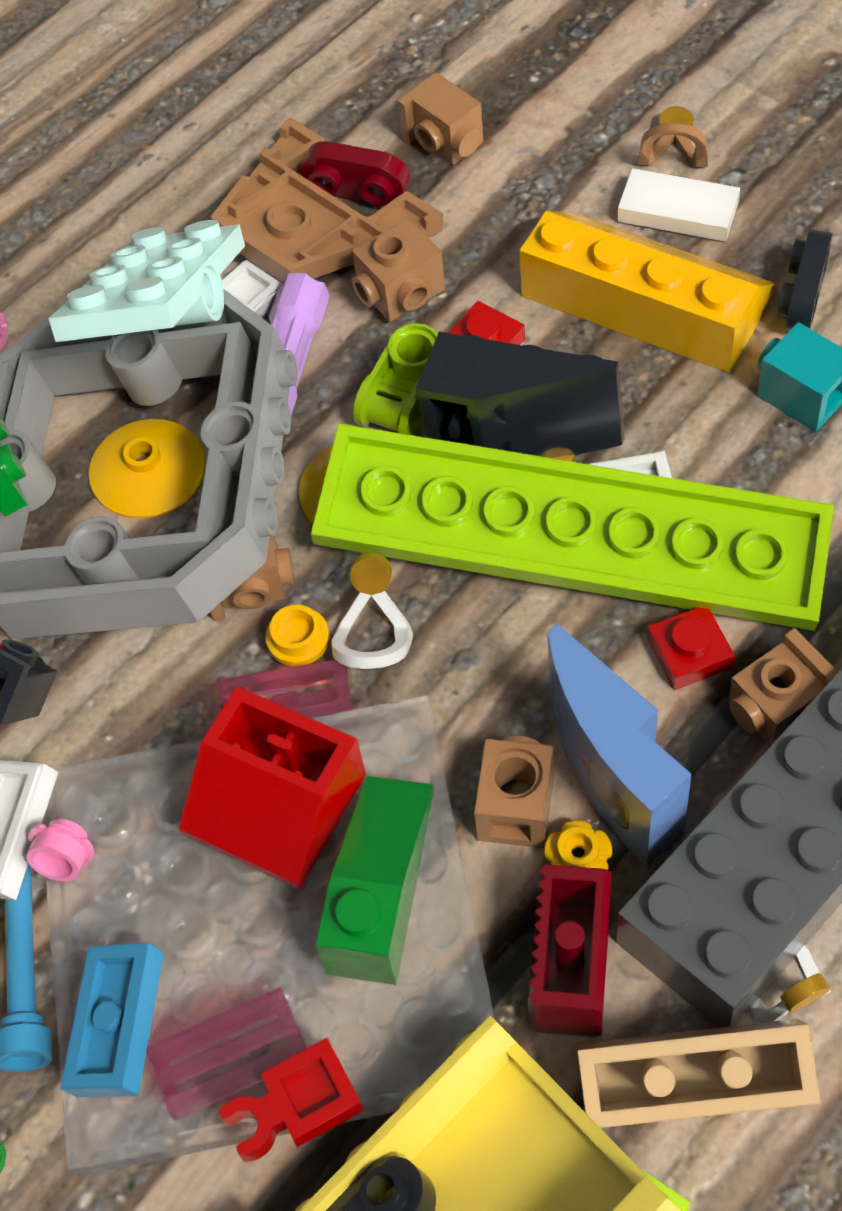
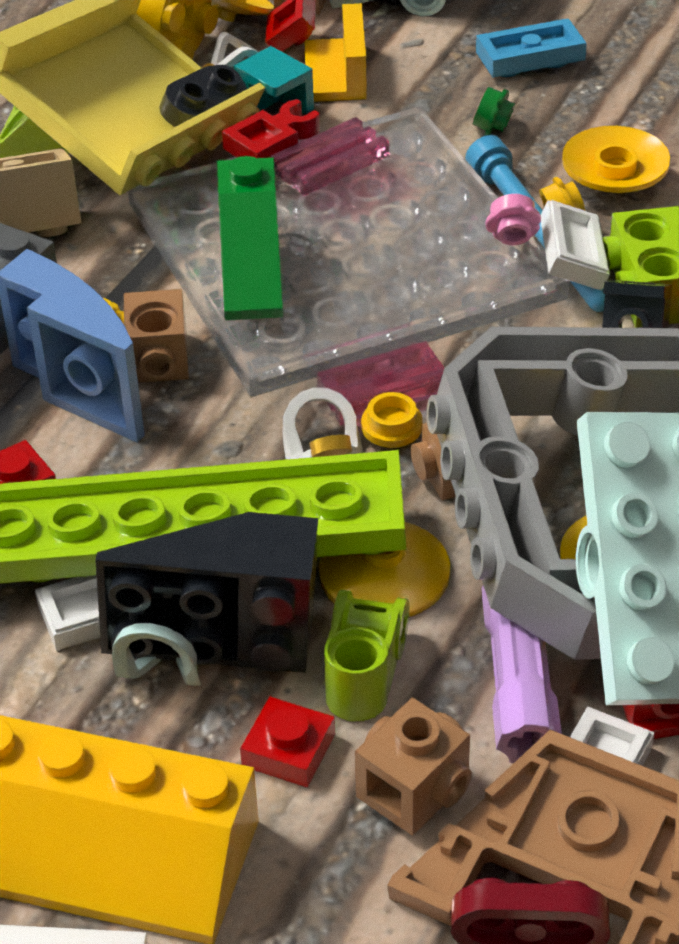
camera: 160 degrees right, 15 degrees down
(112, 1021) = (418, 145): dark azure plate -> none
(270, 786) = (348, 269): red slope -> none
(570, 950) = (92, 235): dark red brick -> none

